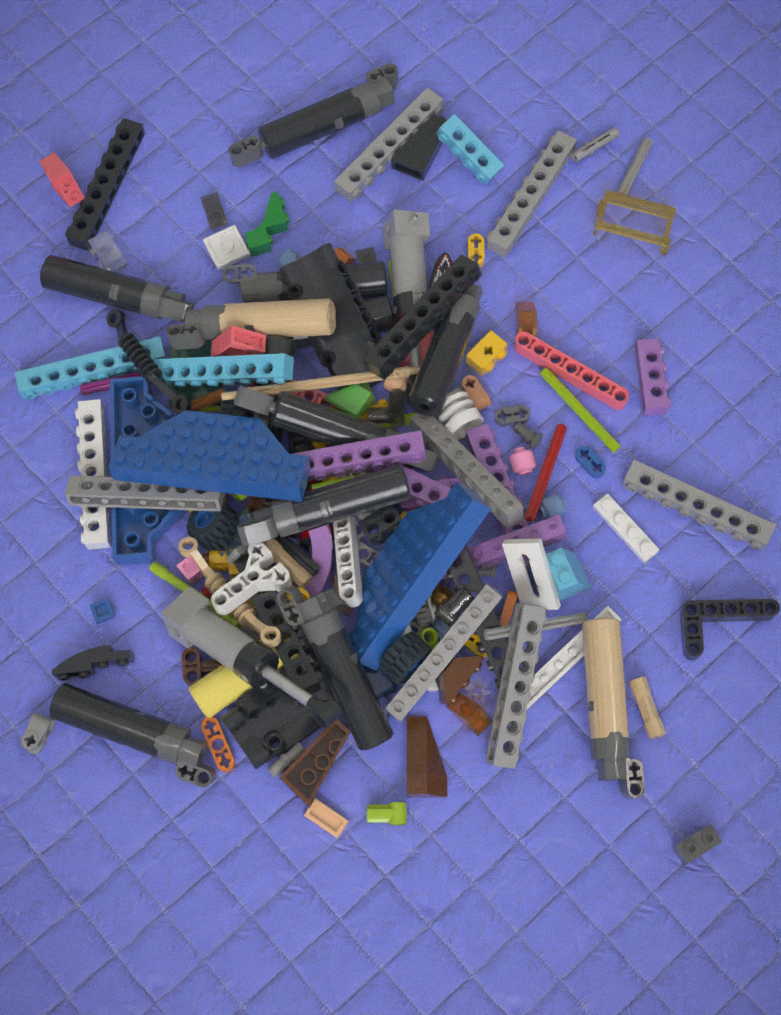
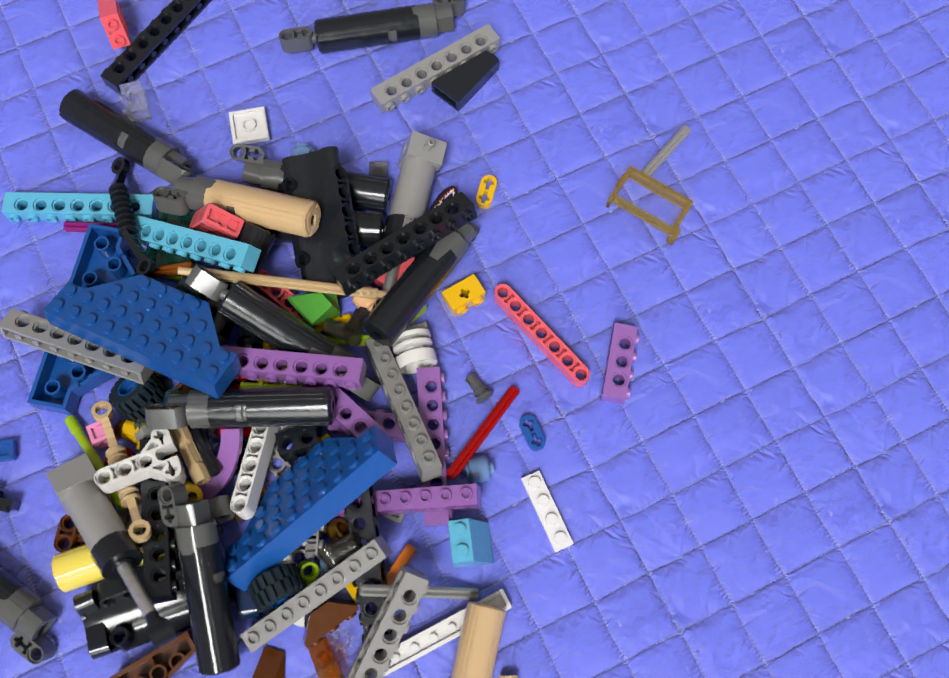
camera: 10 degrees right, 0 degrees up
(93, 410) = (51, 266): white brick -> none
(214, 210) = (250, 88): clear smoke slope -> none
(218, 760) = (75, 636): orange beam -> none
(274, 222) = (301, 113): green arch -> none
(286, 760) = (127, 658): light grey pin -> none
(344, 256) = (356, 163): orange tile -> none
(469, 140) = (501, 67): medium azure brick -> none
(477, 393) = (440, 334): nougat piece -> none
(512, 415) = (471, 360): dark grey beam -> none
(522, 461) = (464, 414): bright pink head -> none
(526, 317) = (513, 271): clear orange slope -> none
(540, 568) = (437, 514): white piece -> none
(559, 143) = (515, 193): light grey brick -> none
(580, 410) = (538, 378): lime axle -> none
(589, 147) = (629, 120): light grey pin -> none
(708, 502) = (685, 552): light grey brick -> none
(719, 615) = (614, 631): black beam -> none

